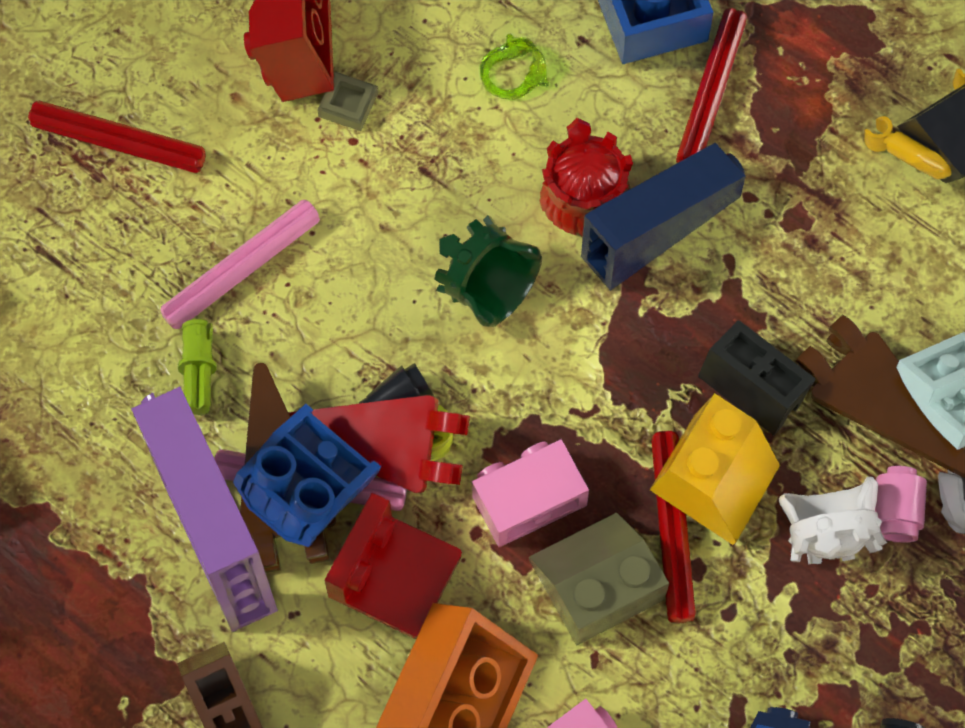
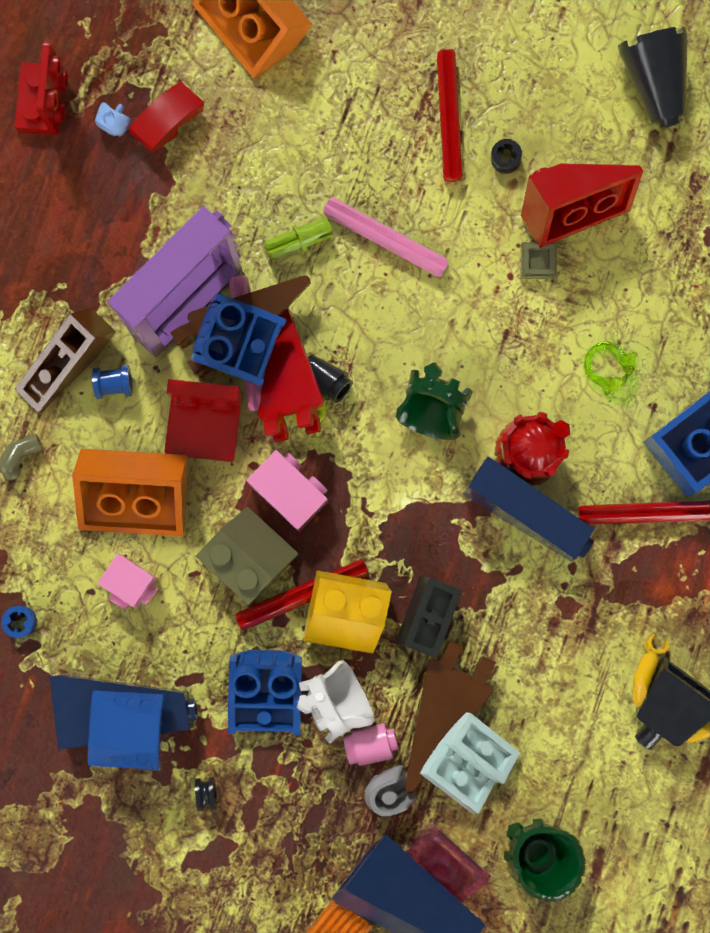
camera: 70 degrees right, 15 degrees up
(200, 78) = (511, 166): none -> black bush
(291, 672) = (112, 382): none -> blue bush
(789, 611) = (264, 691): none -> blue slope

